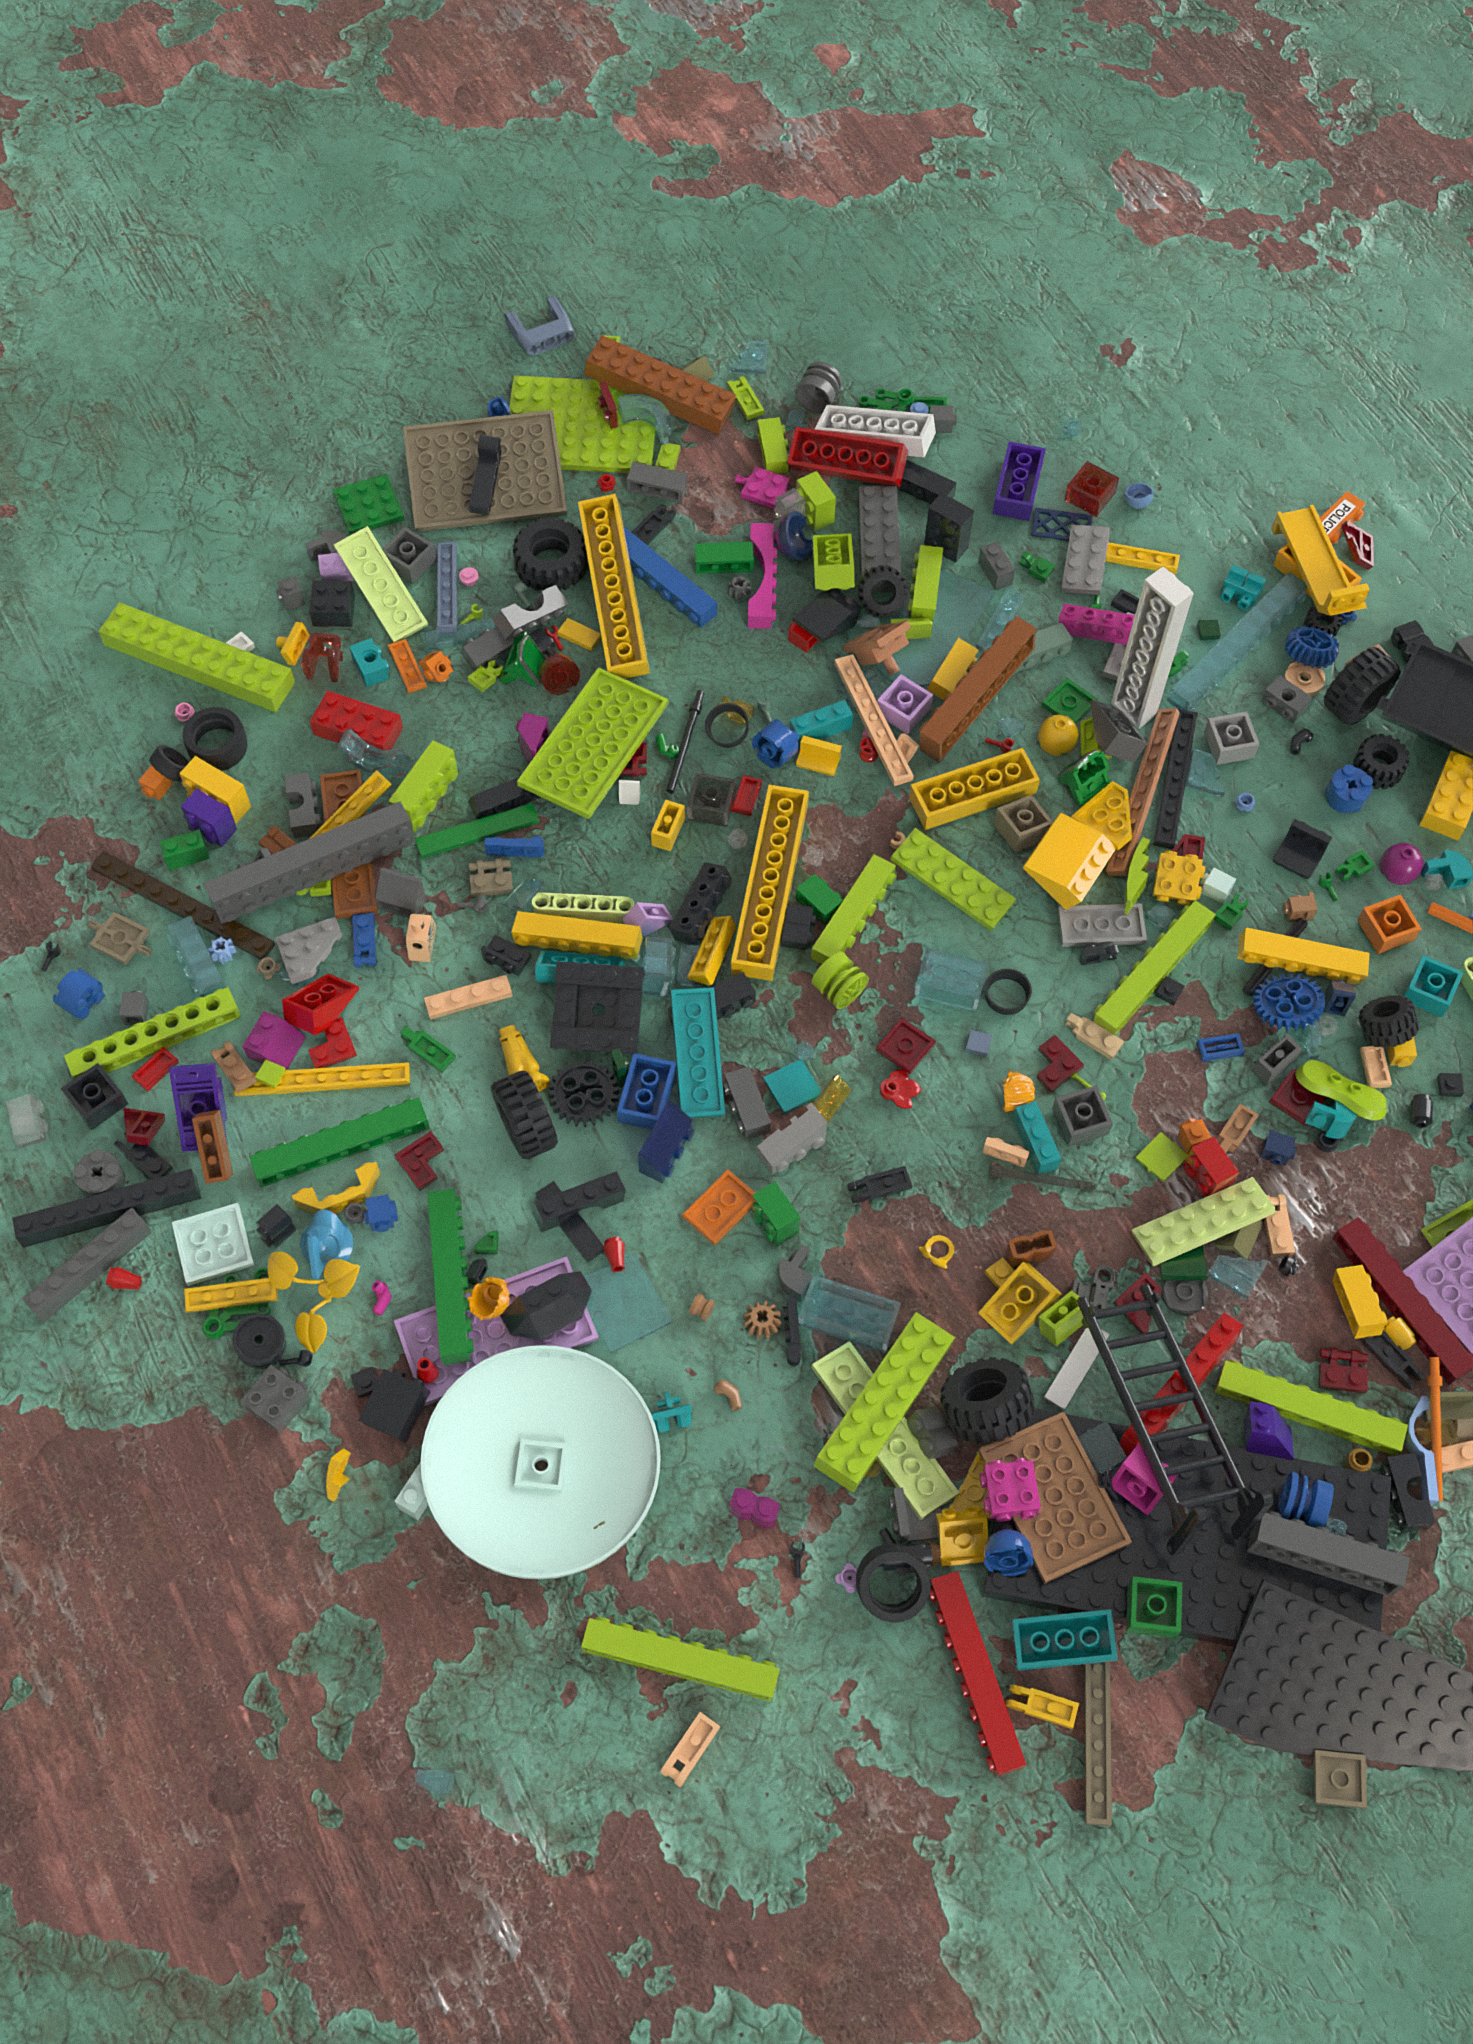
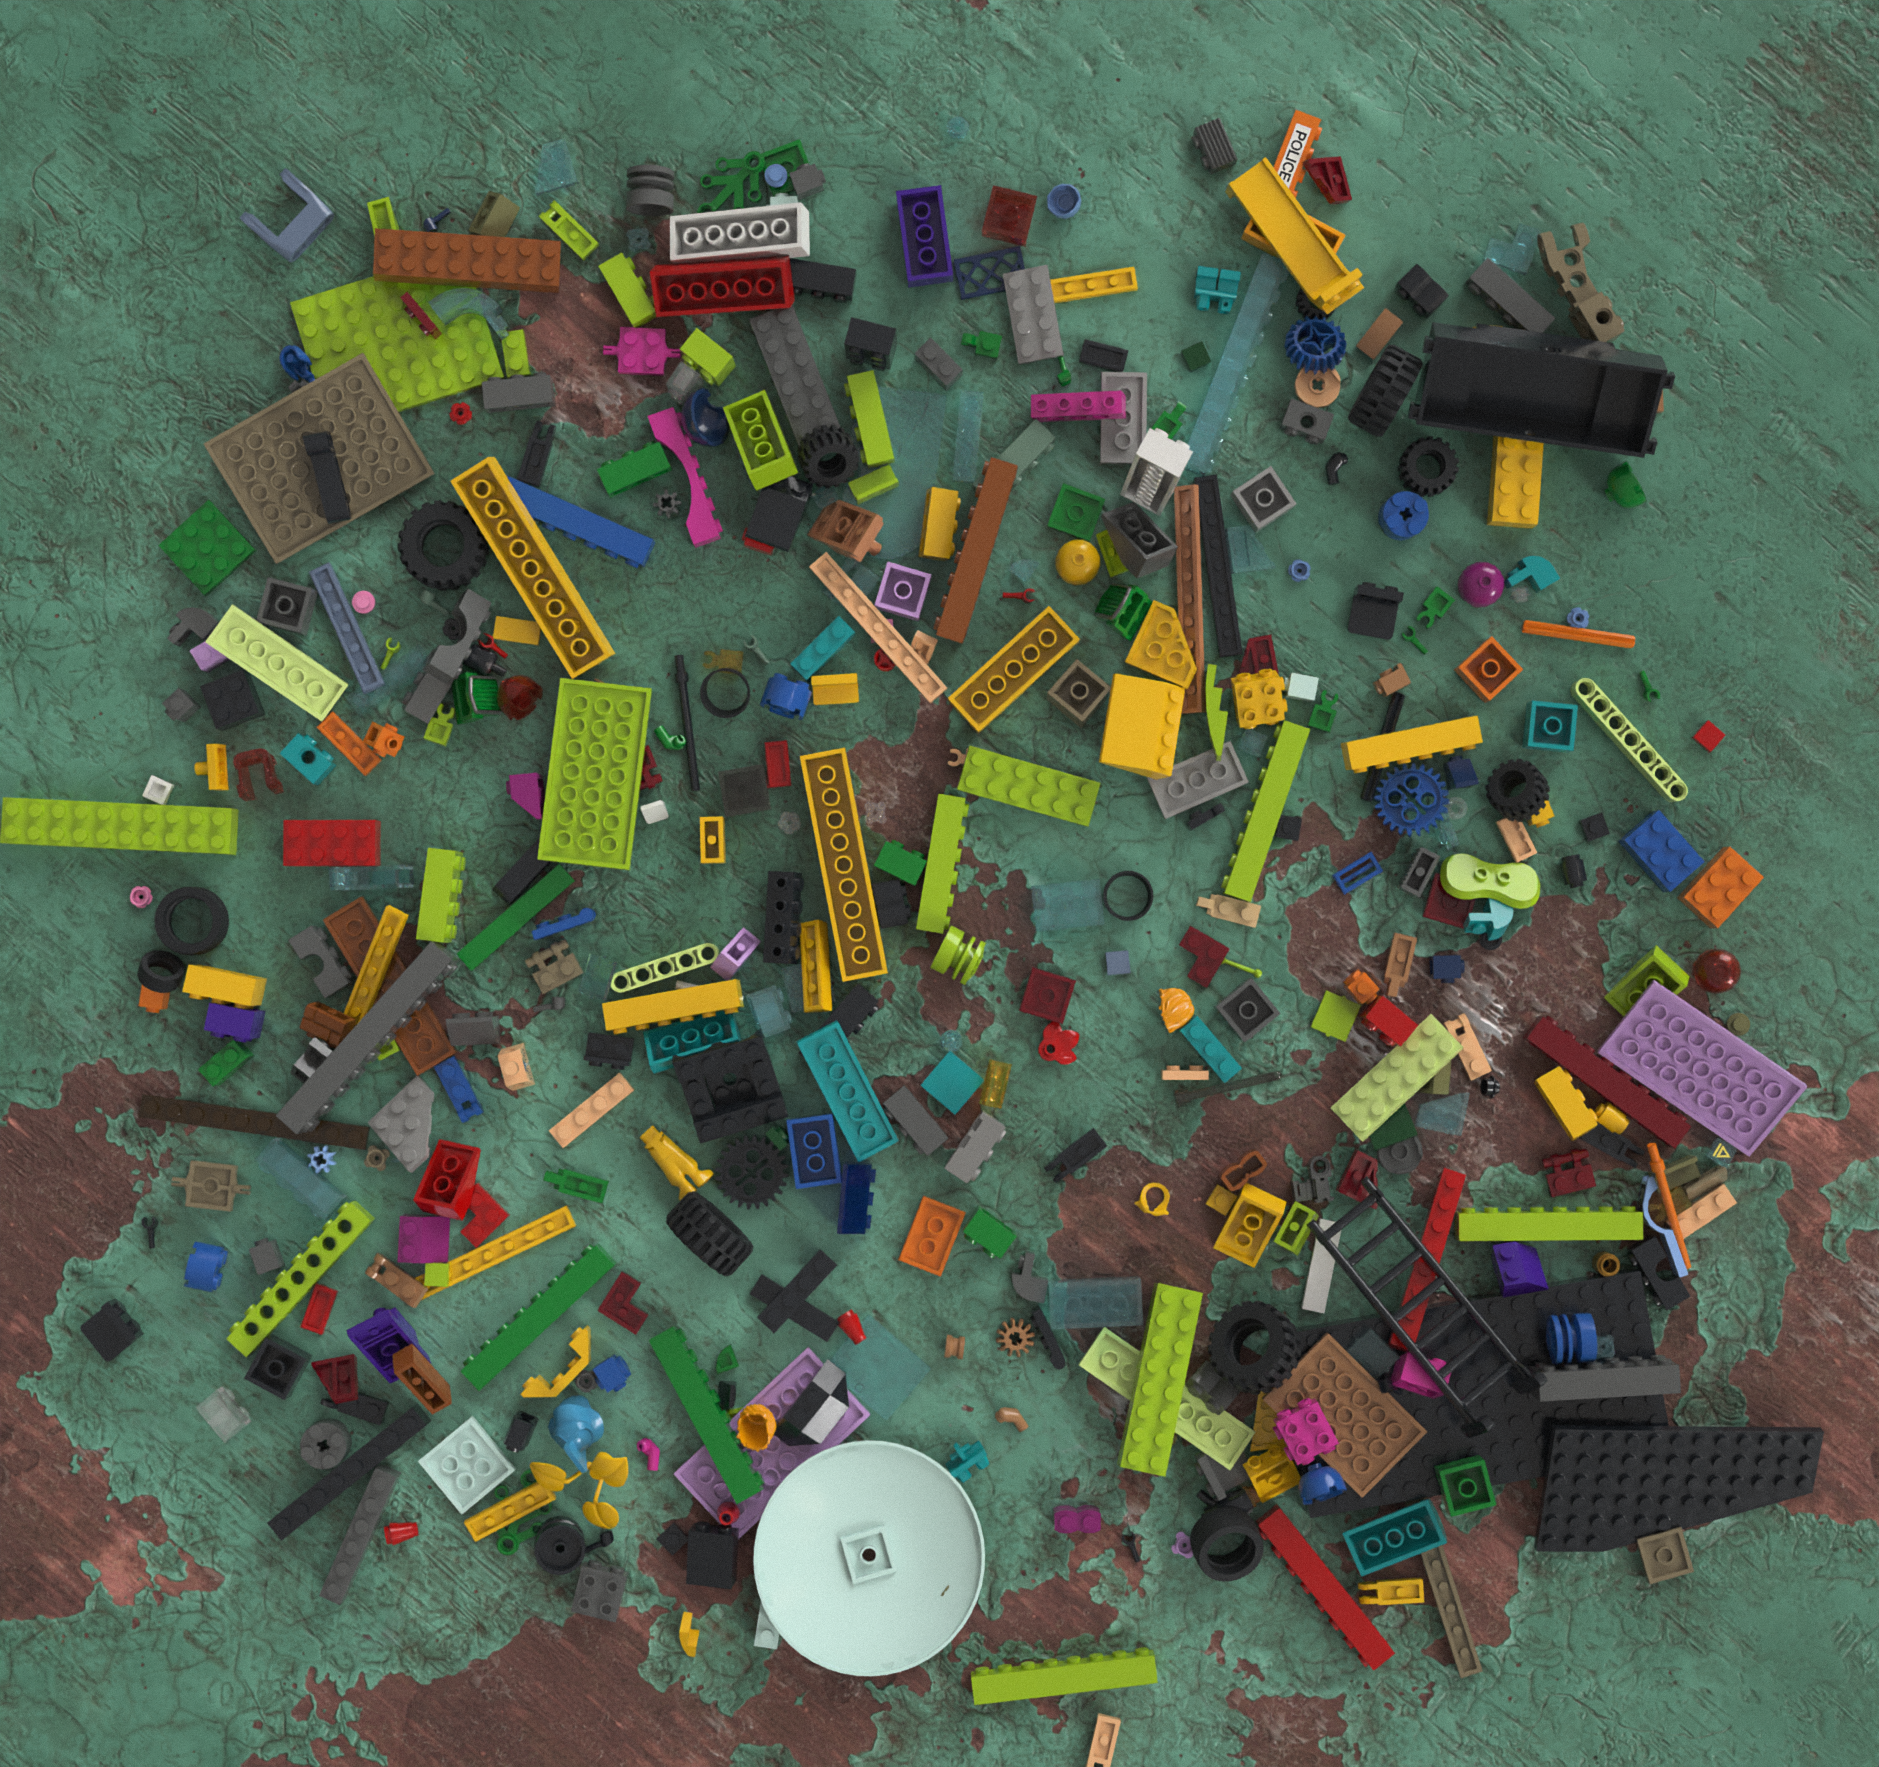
camera: 20 degrees left, 25 degrees up
(1272, 497) = (1214, 146): none -> dark grey brick

